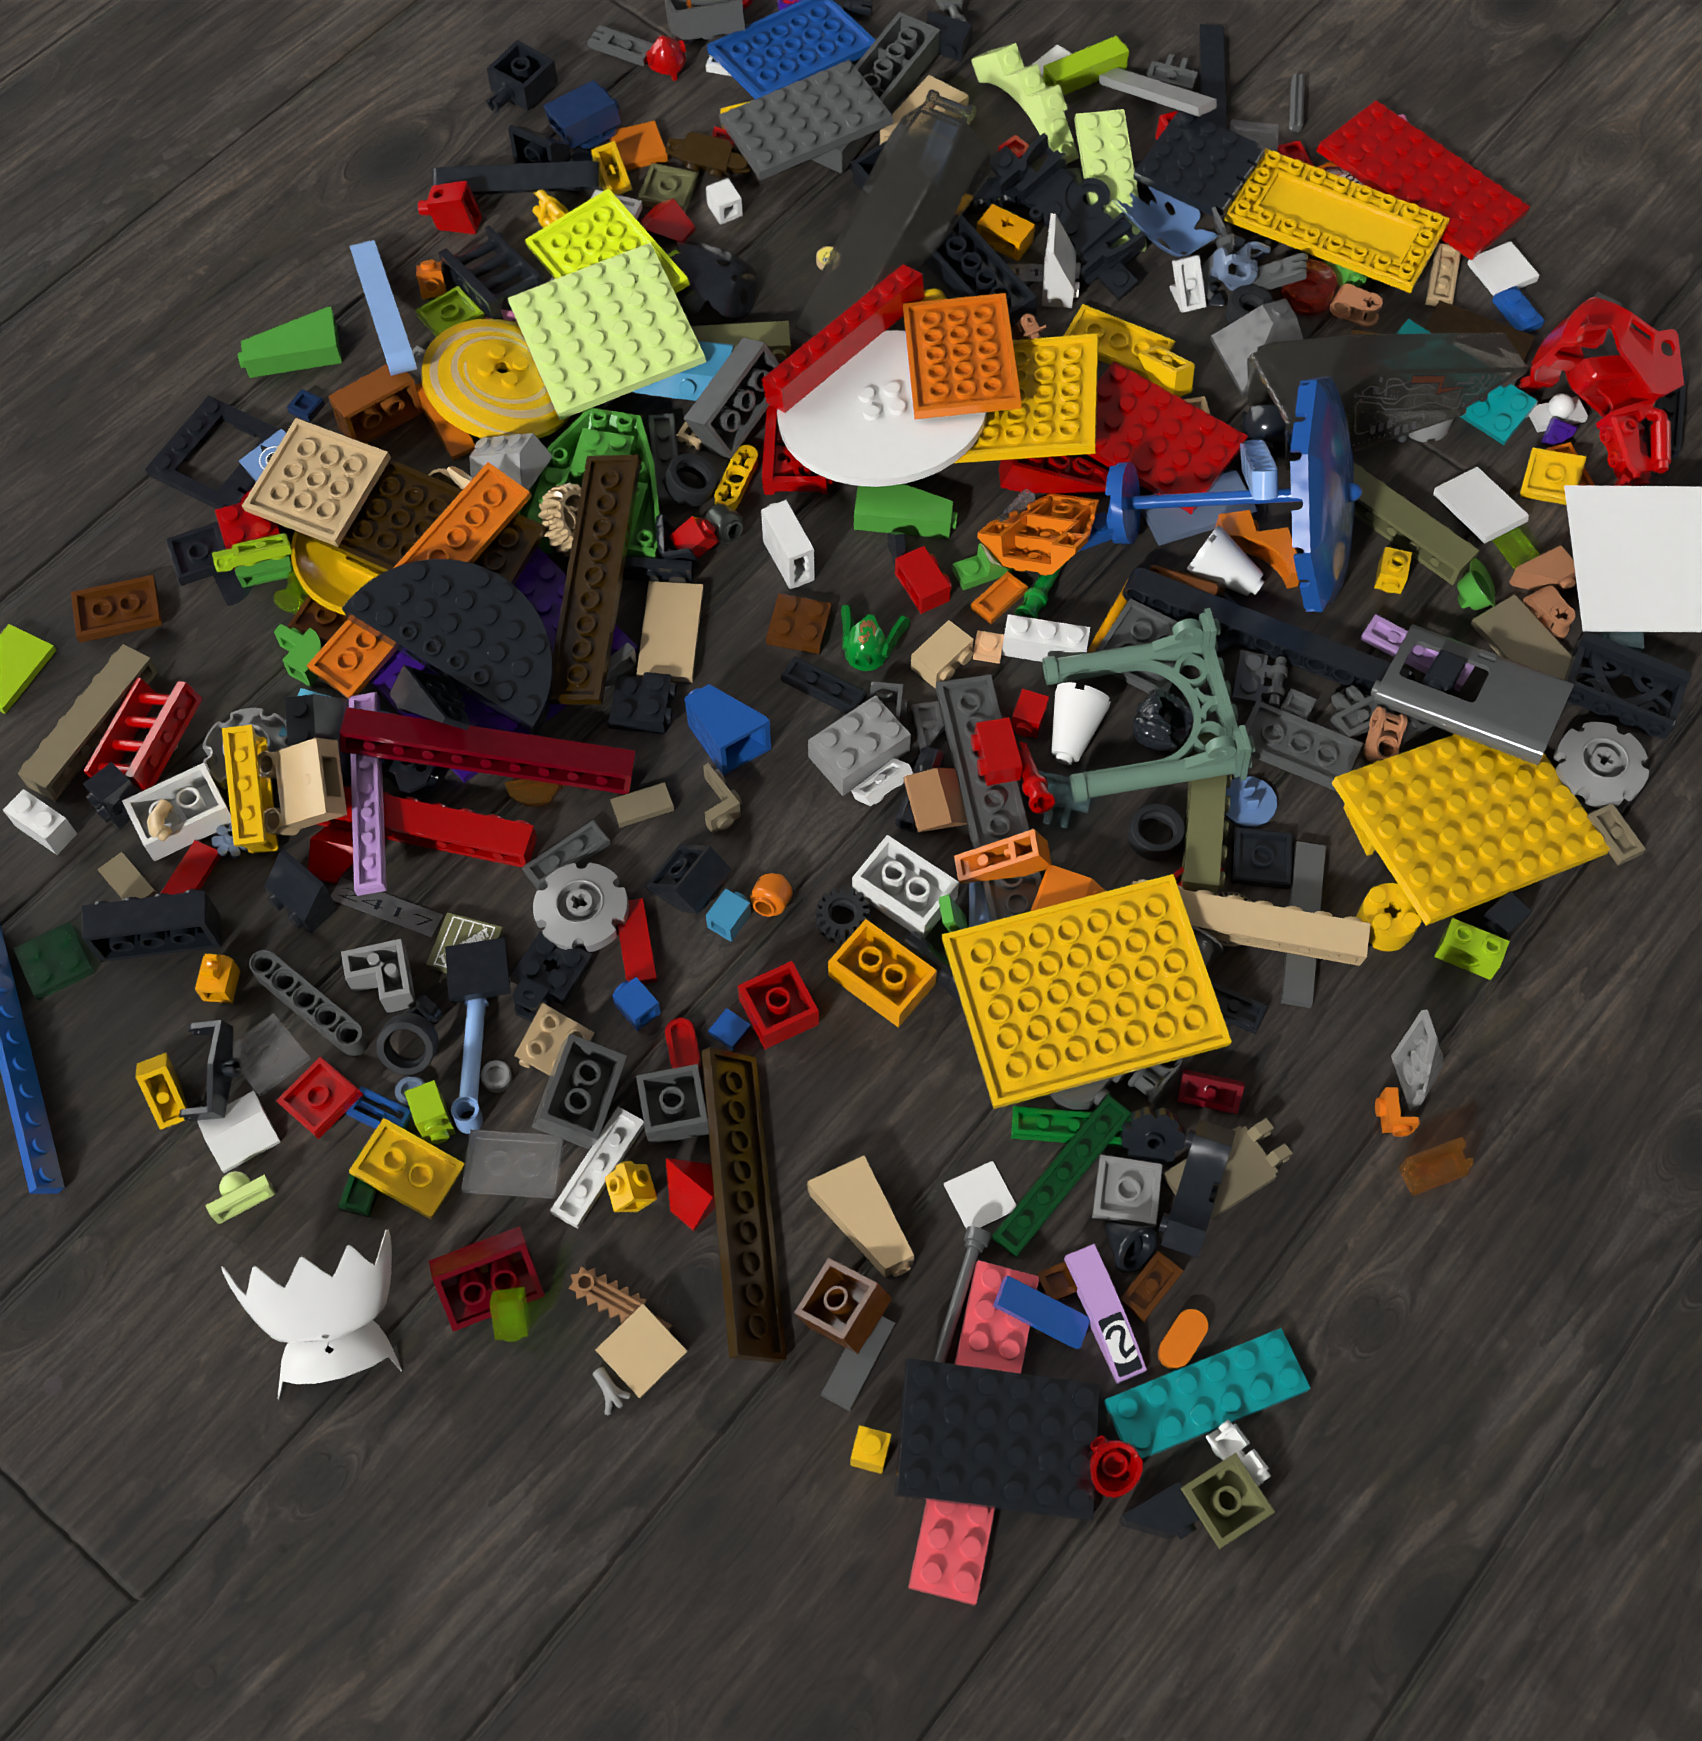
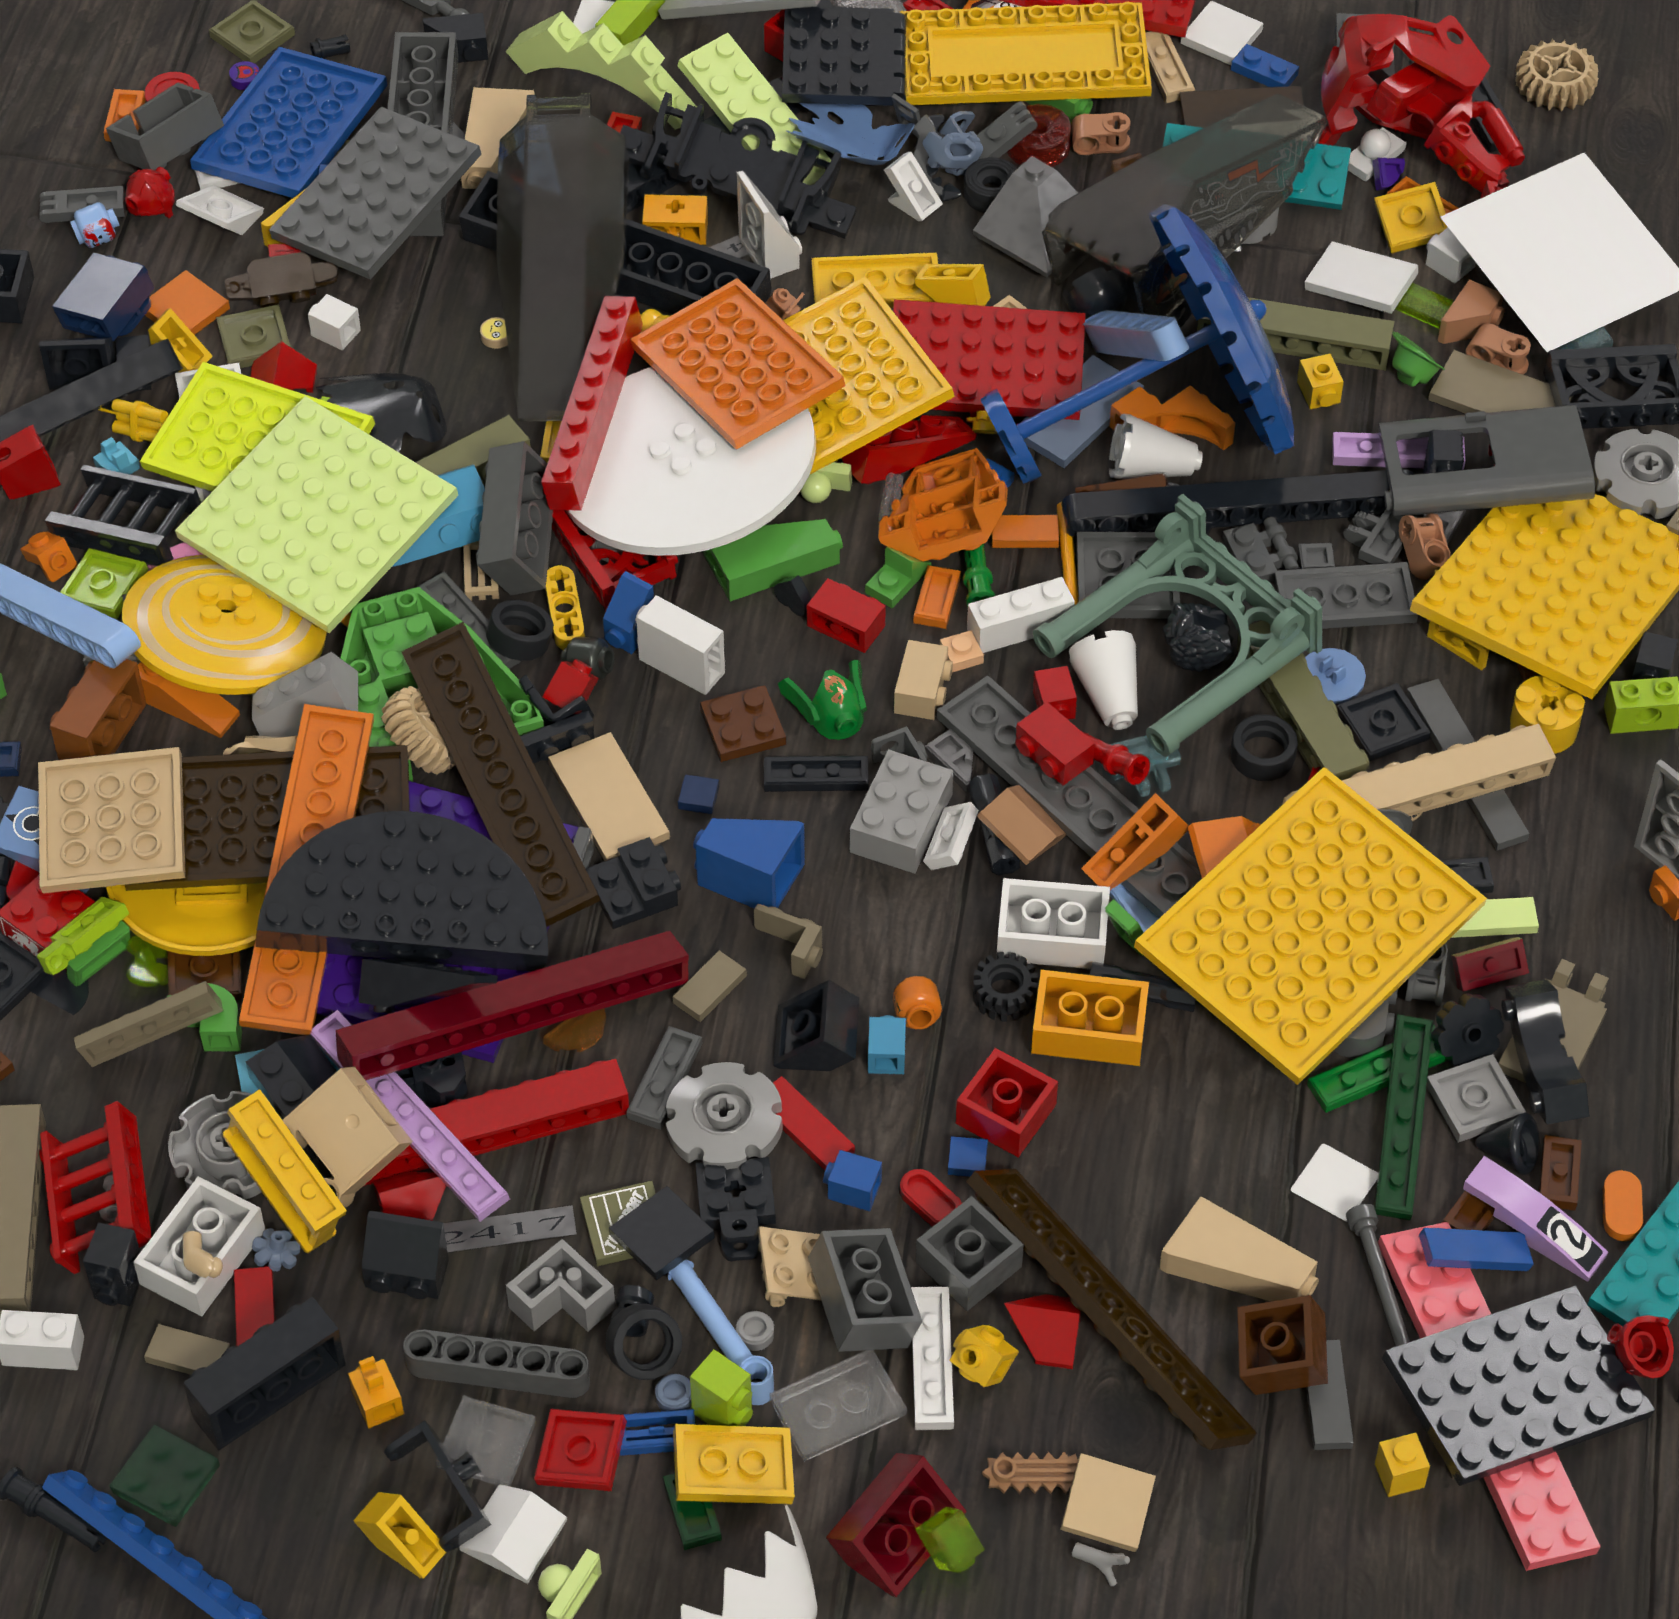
camera: 30 degrees left, 10 degrees down
(254, 637) = (148, 1024): none -> dark tan plate
(518, 232) = (116, 457): none -> medium azure tile
(616, 63) = (94, 225): none -> light blue head
(706, 88) = (222, 208): none -> white slope
(732, 660) = (698, 794): none -> dark blue tile
(770, 492) = (620, 616): none -> blue slope
(969, 473) = (830, 477): none -> yellowish green tile
(1095, 579) = (1026, 531): none -> orange tile
(1246, 1058) = (1502, 918): none -> yellowish green tile
(1556, 520) = (1448, 256): none -> white brick

